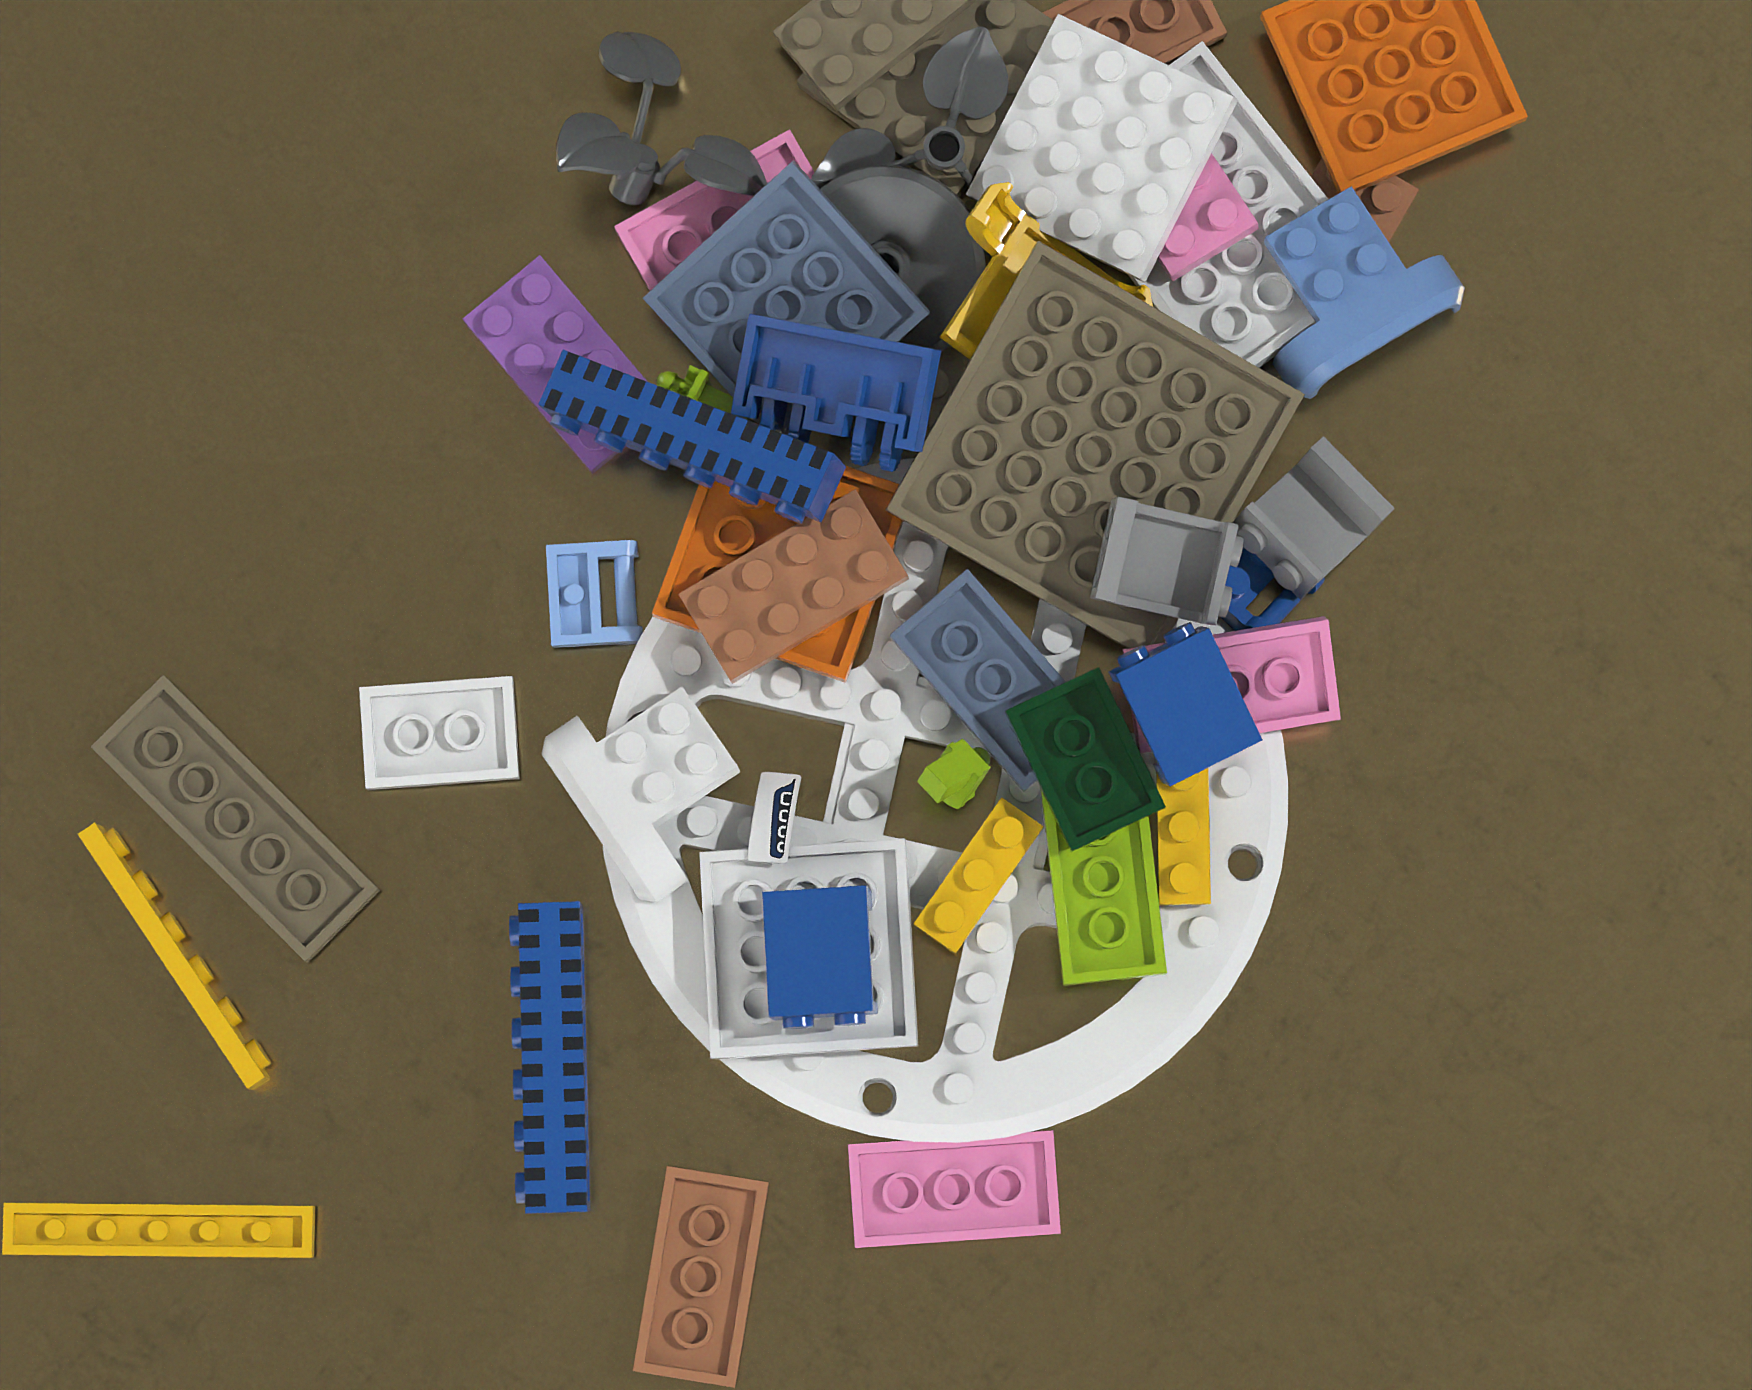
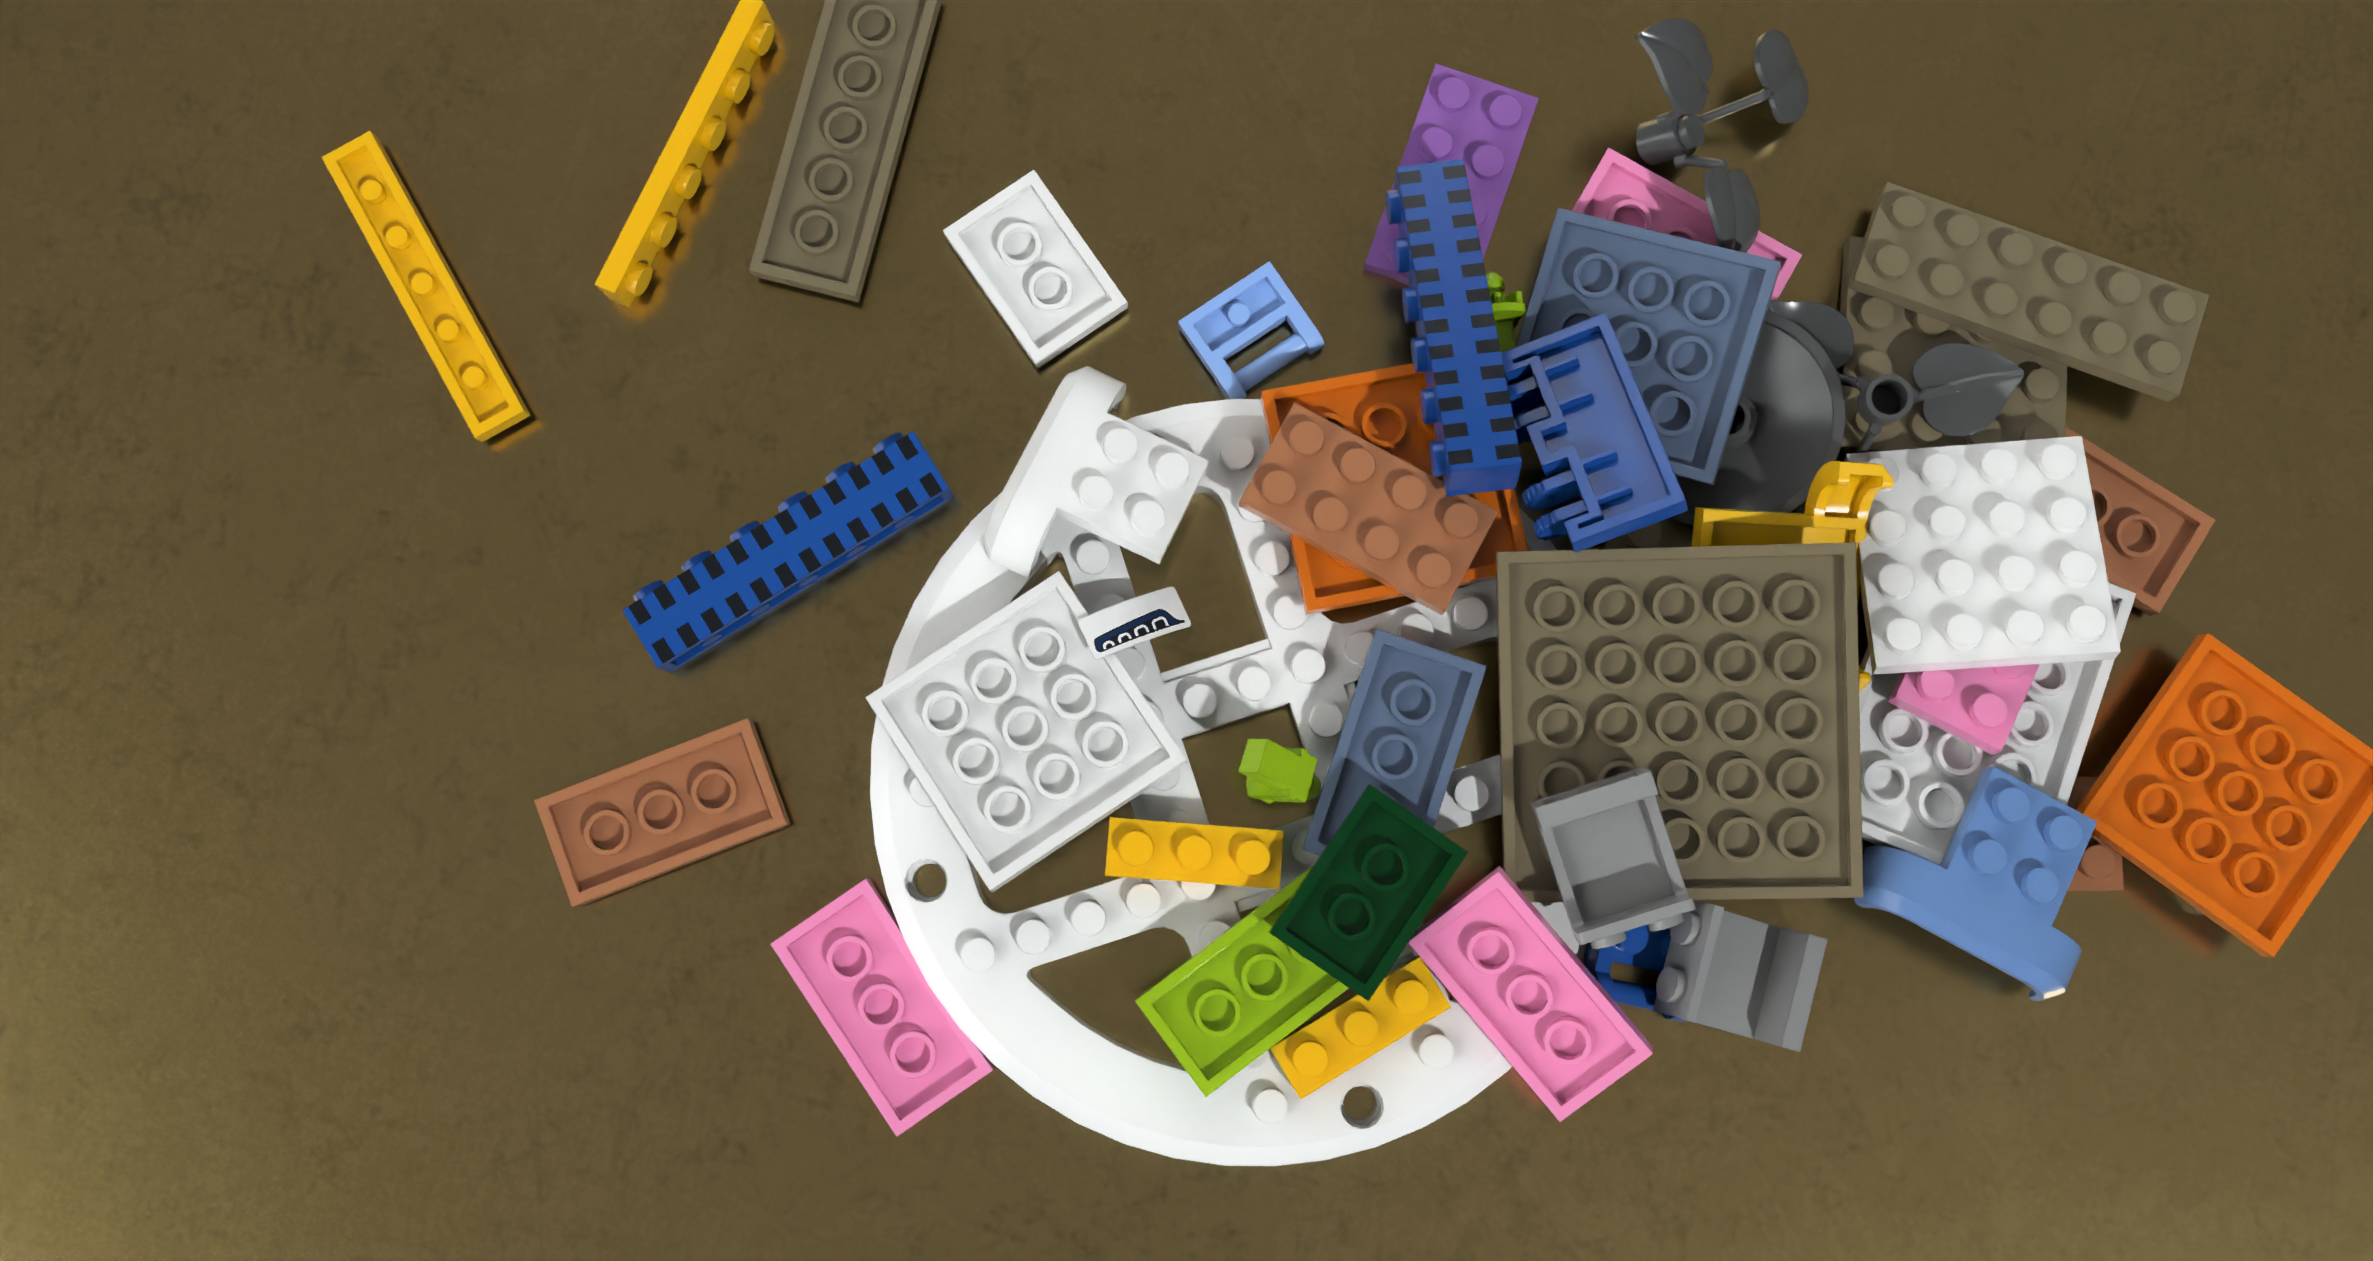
camera: 60 degrees right, 0 degrees up
(818, 955) = (1018, 742): blue panel -> none
(1185, 703) = (1484, 961): blue panel -> none

